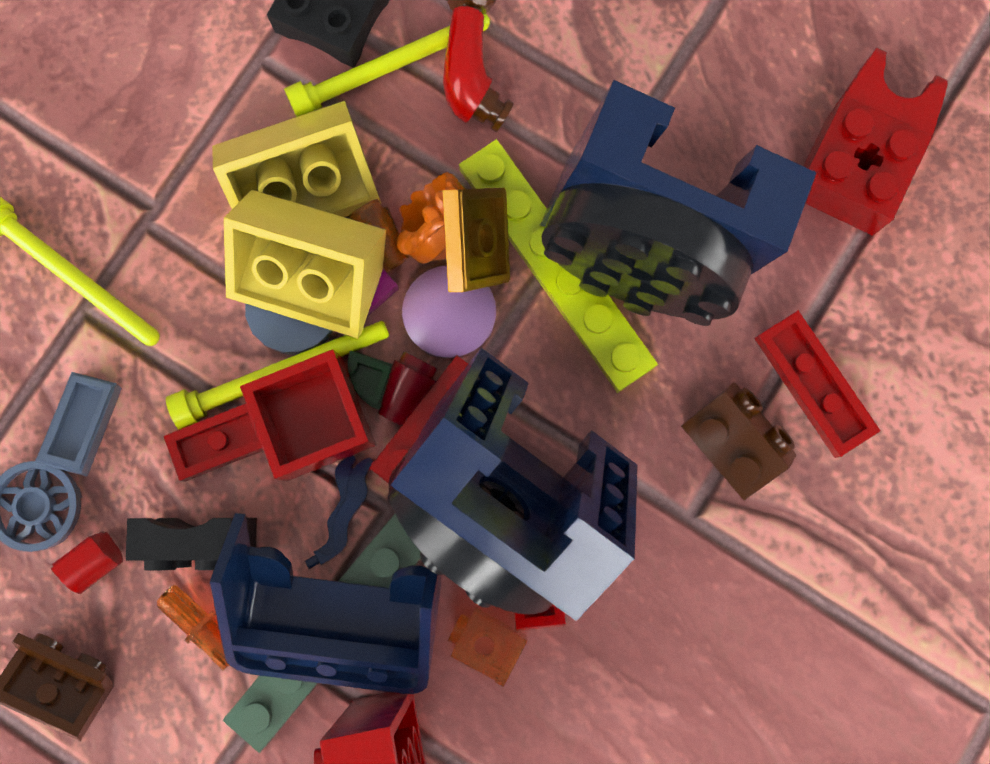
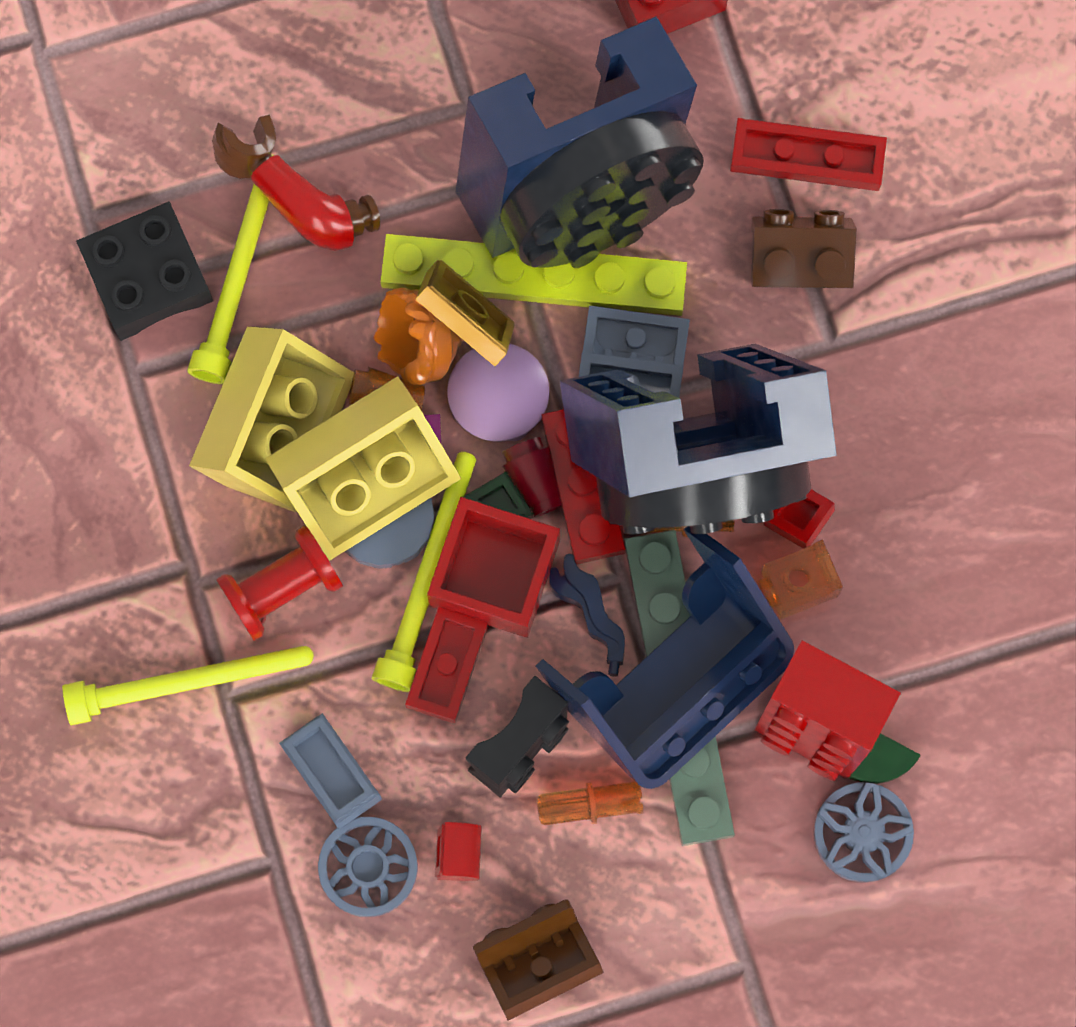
camera: 55 degrees left, 5 degrees down
(148, 267) = (280, 582): none -> red piece
(561, 387) = (638, 344): none -> sand blue slope

